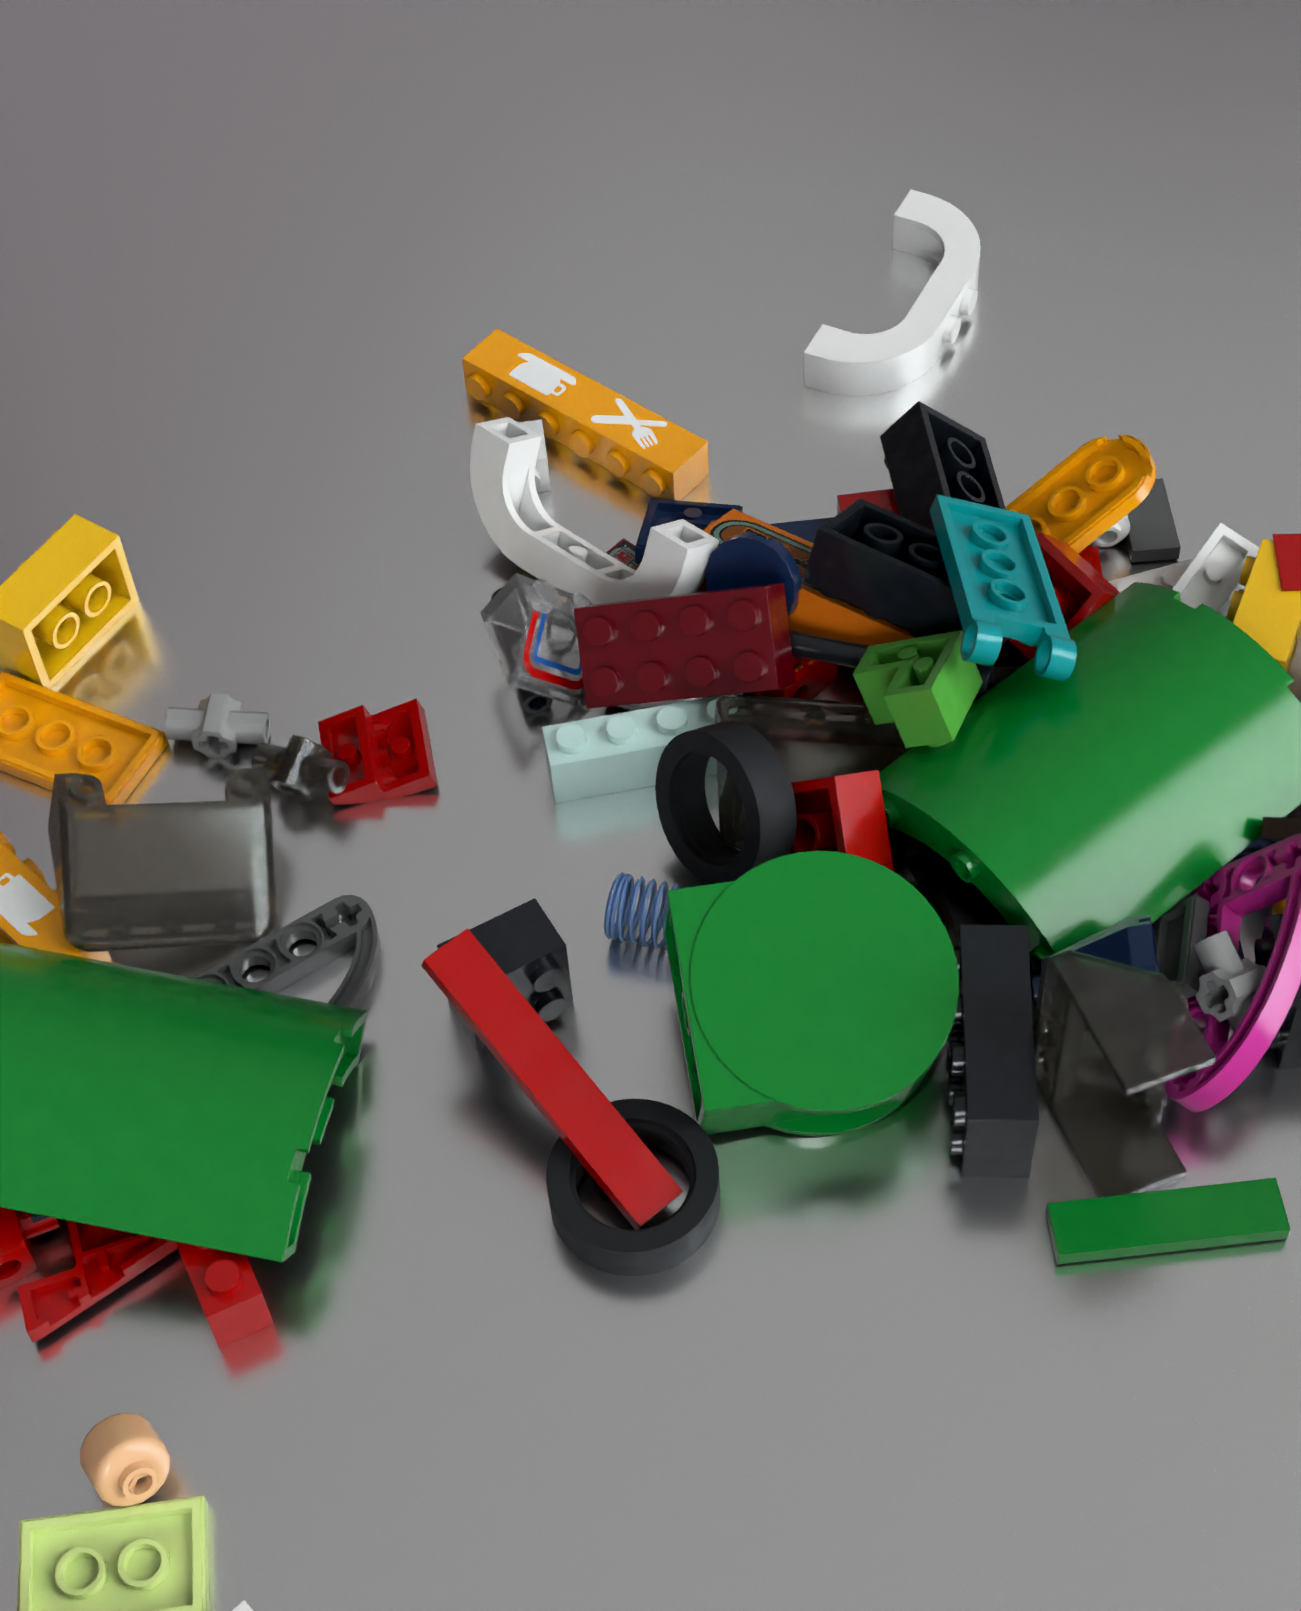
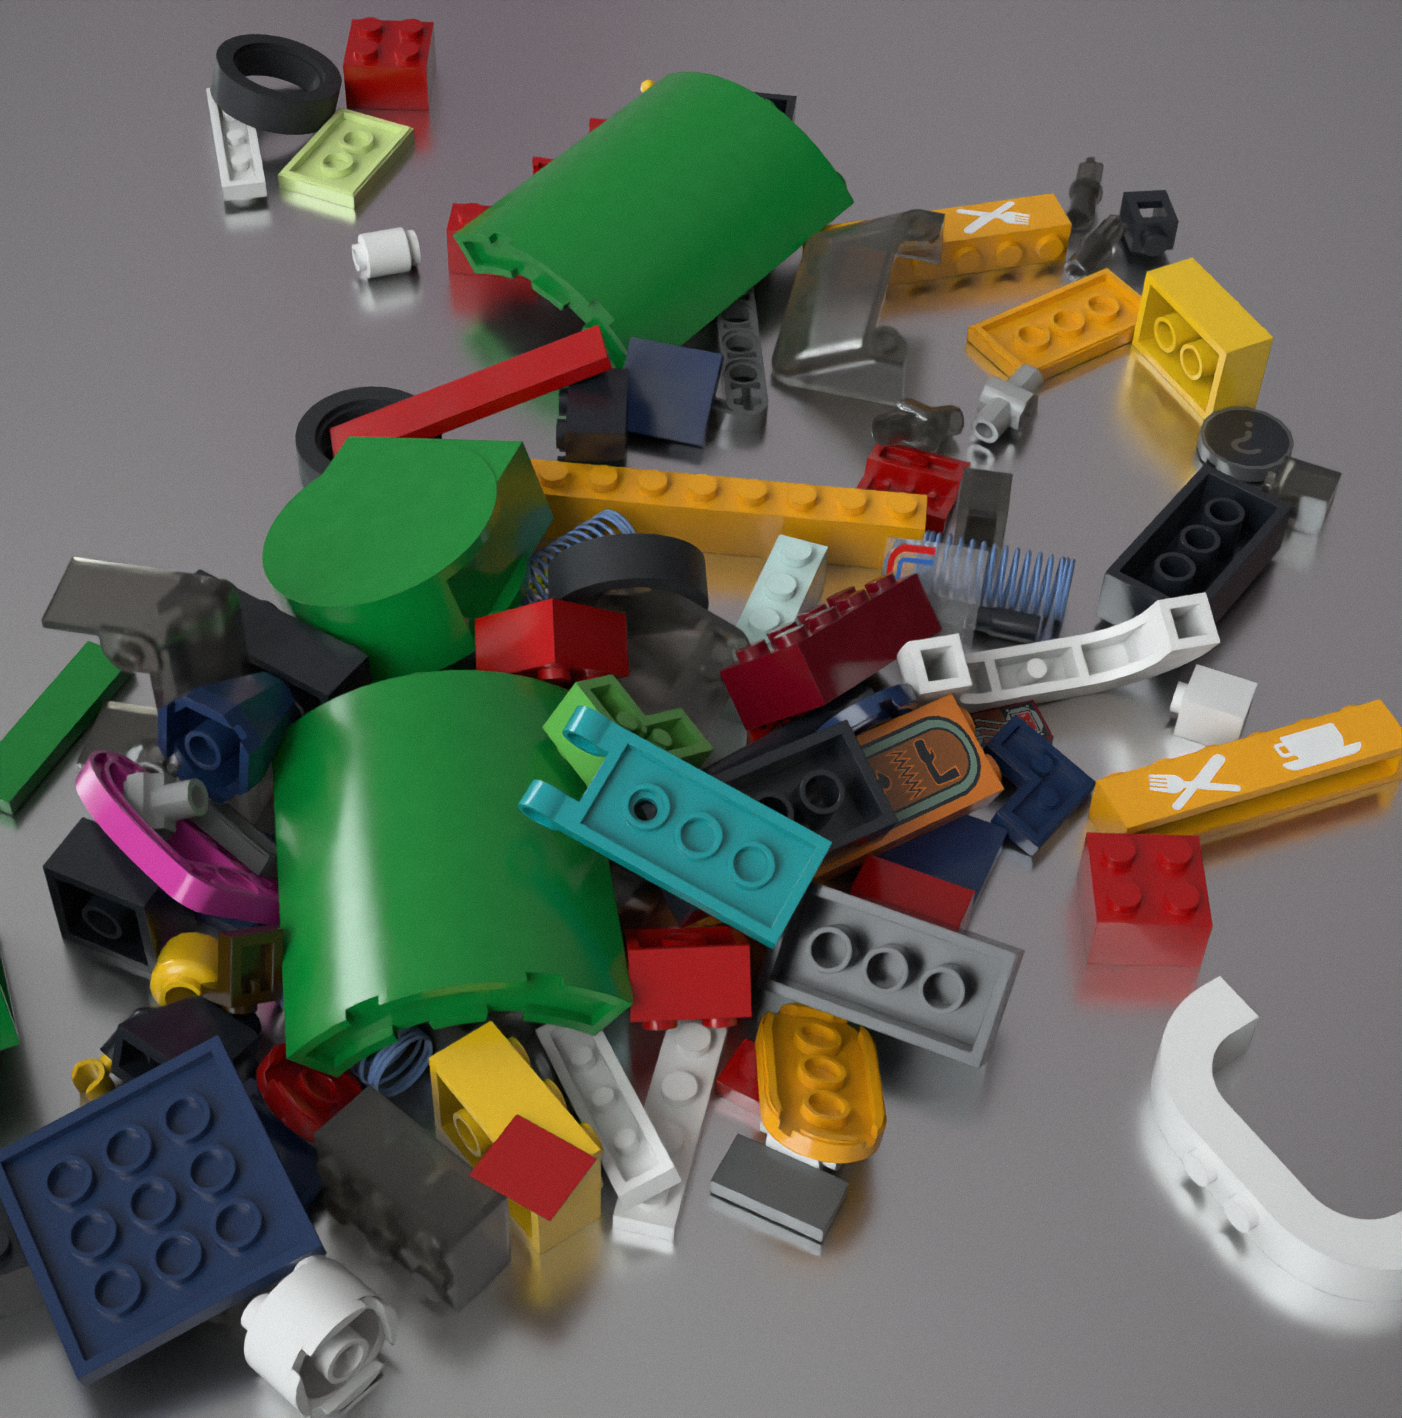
camera: 115 degrees right, 5 degrees down
(125, 1459) = (401, 162): light nougat head -> none
(165, 558) = (1244, 442): none -> black tile
(223, 491) = (1307, 489): none -> clear smoke brick
(298, 1379) = (386, 252): none -> white brick
(367, 514) = (1204, 540): none -> black brick
(380, 678) = (983, 507): none -> clear smoke brick
(384, 971) = (671, 391): none -> dark blue tile
(438, 604) = (1060, 586): none -> medium blue piece
(541, 869) = (732, 512): none -> light orange brick
(754, 425) = (1144, 899): none -> red brick

